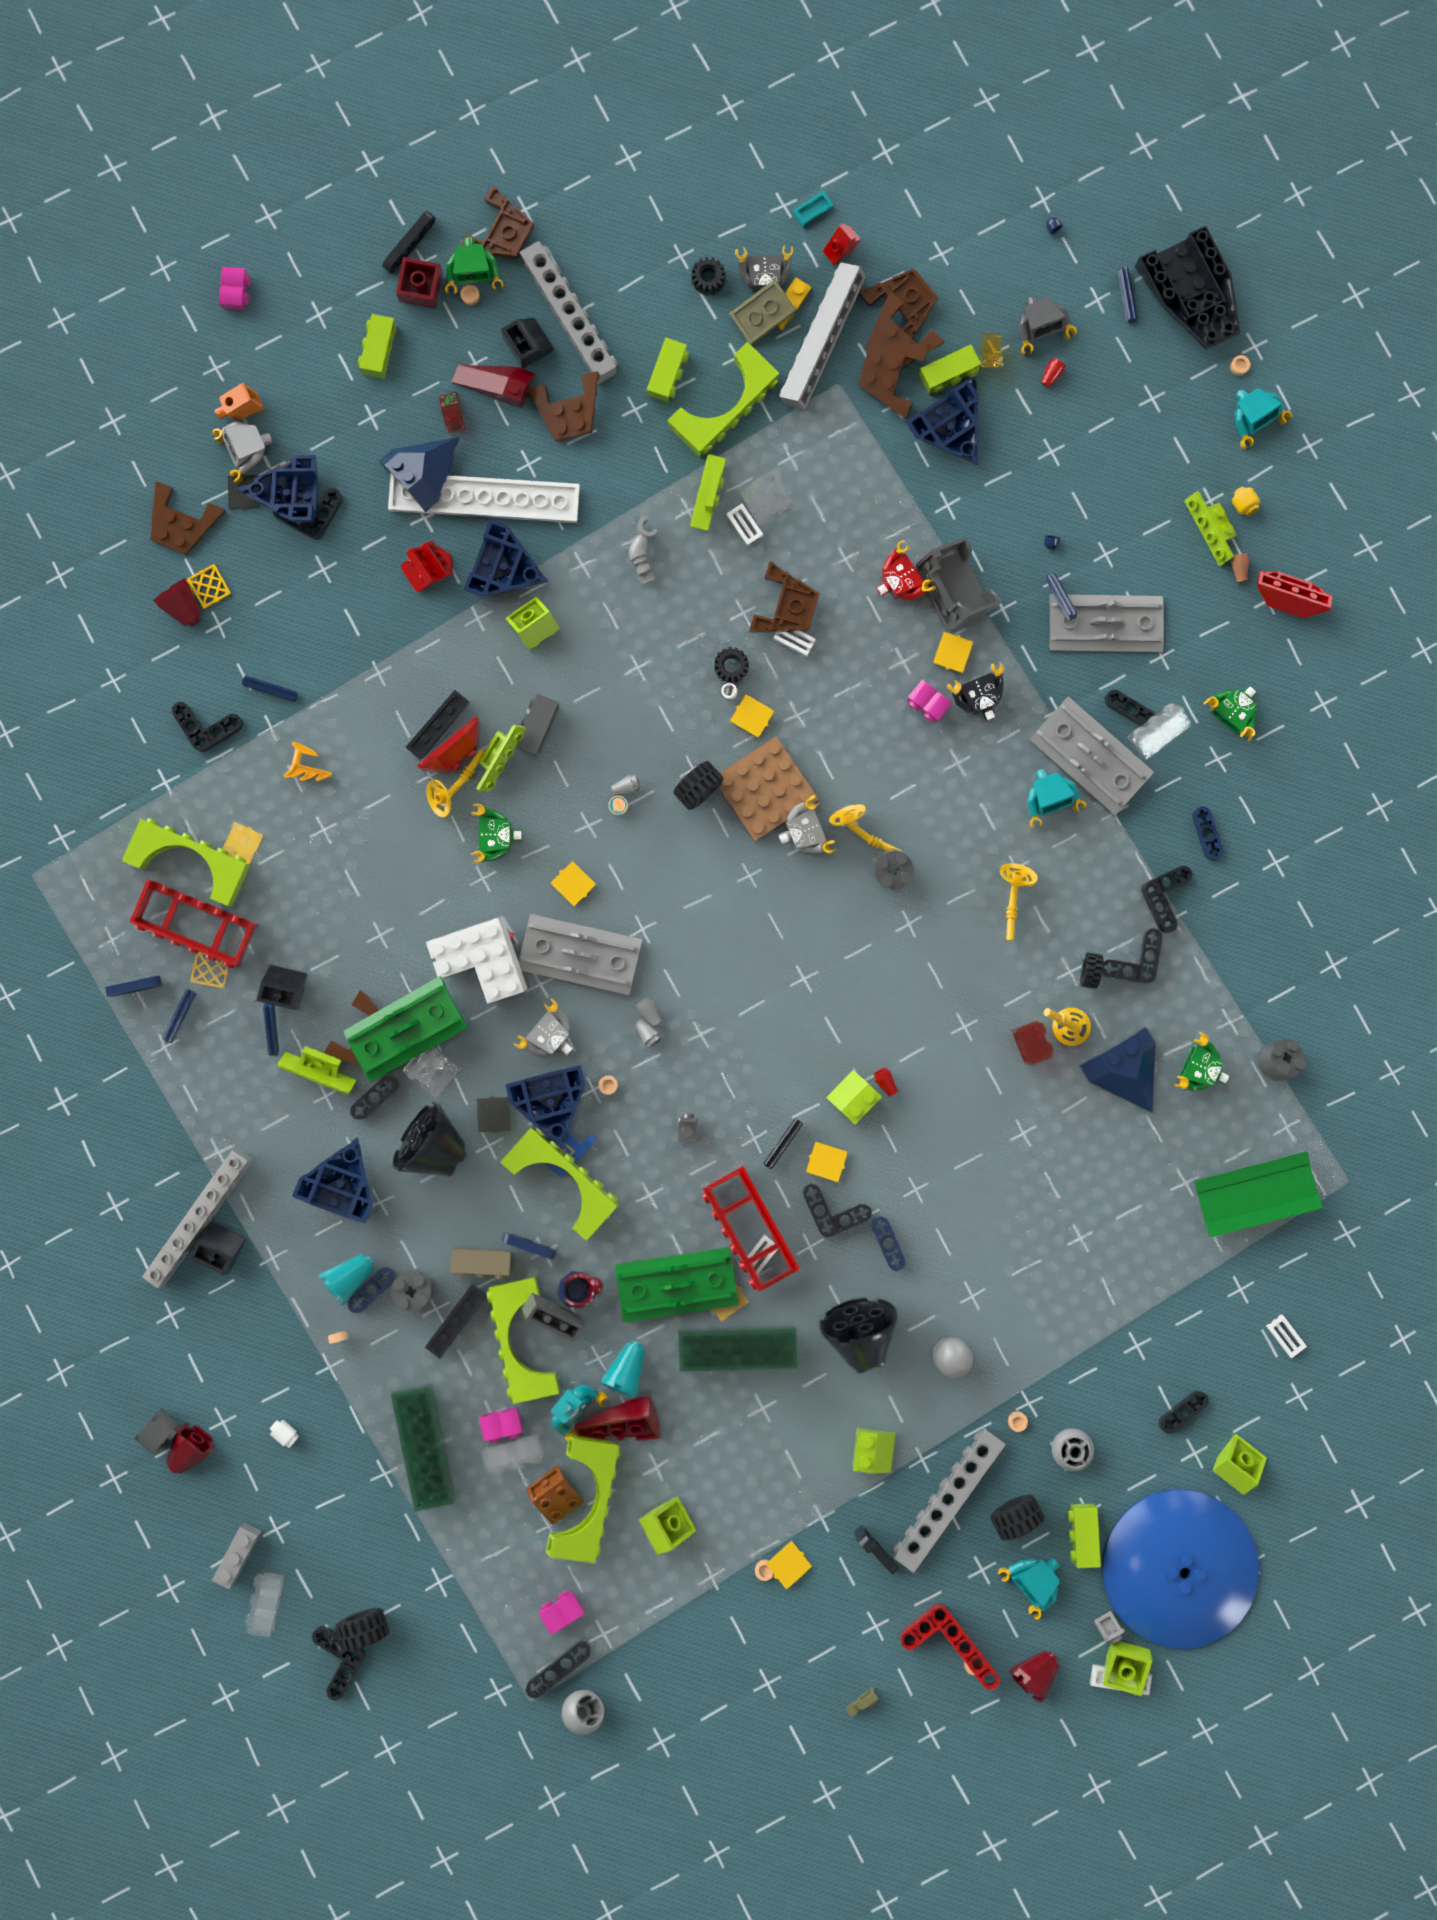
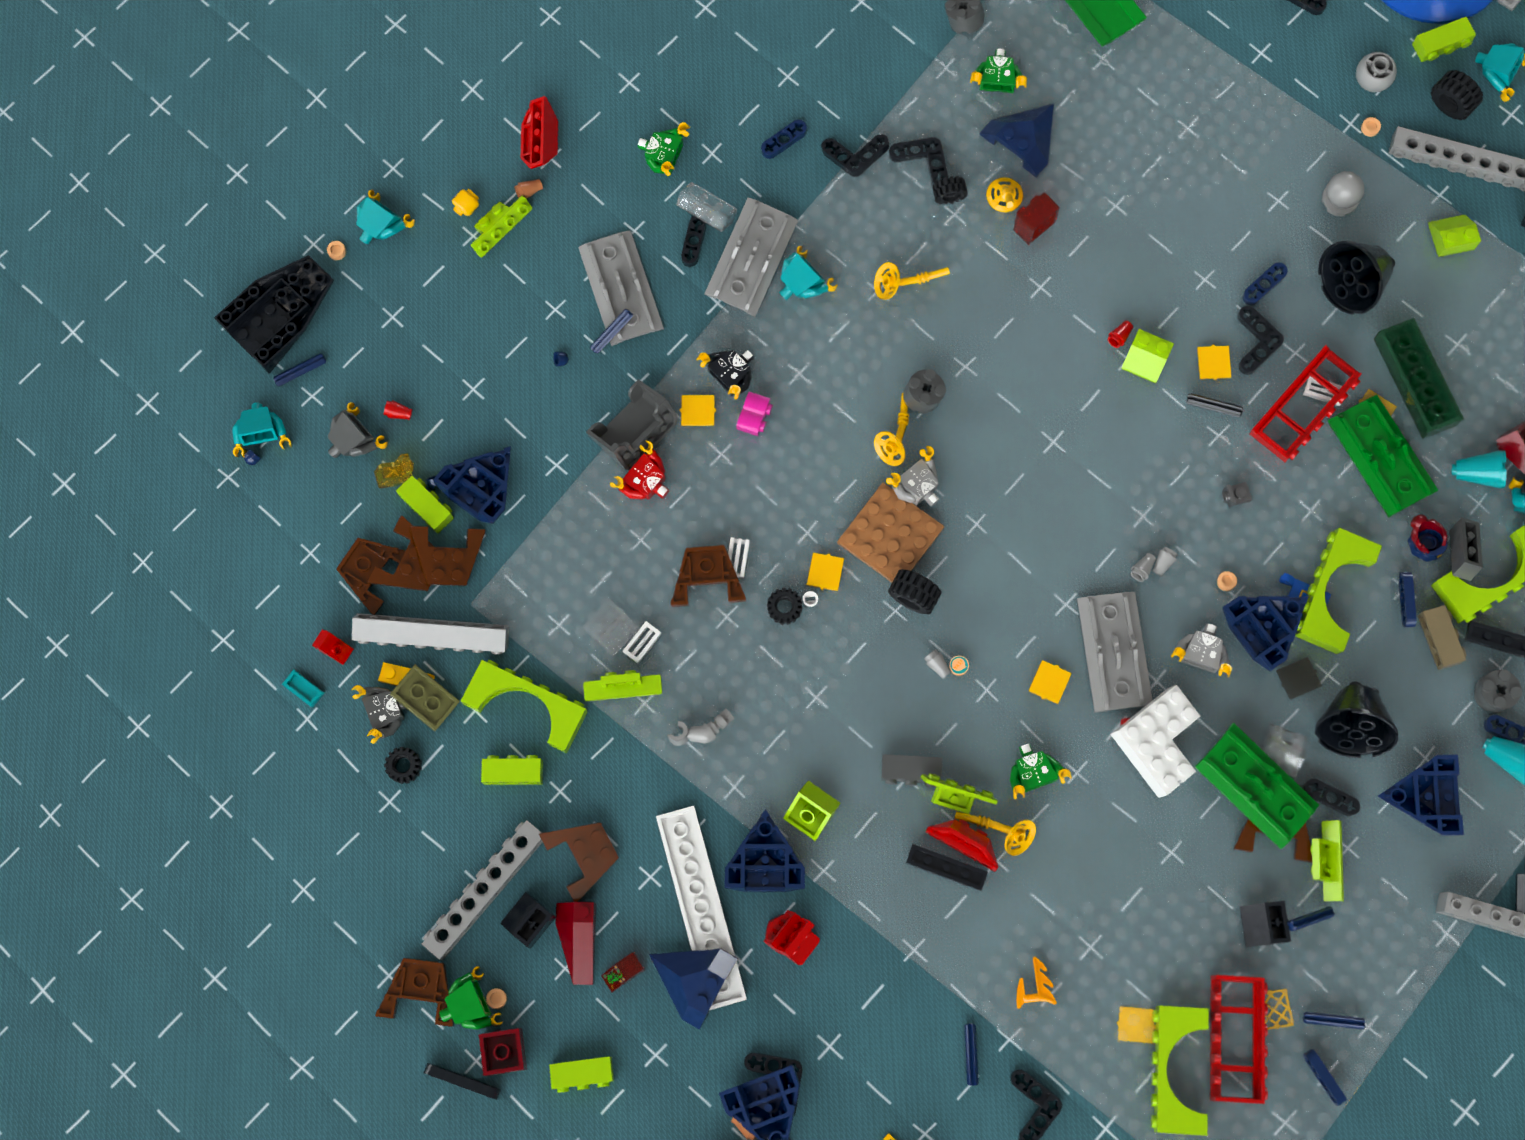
camera: 100 degrees left, 10 degrees down
(1081, 237) = (256, 427): none -> teal torso

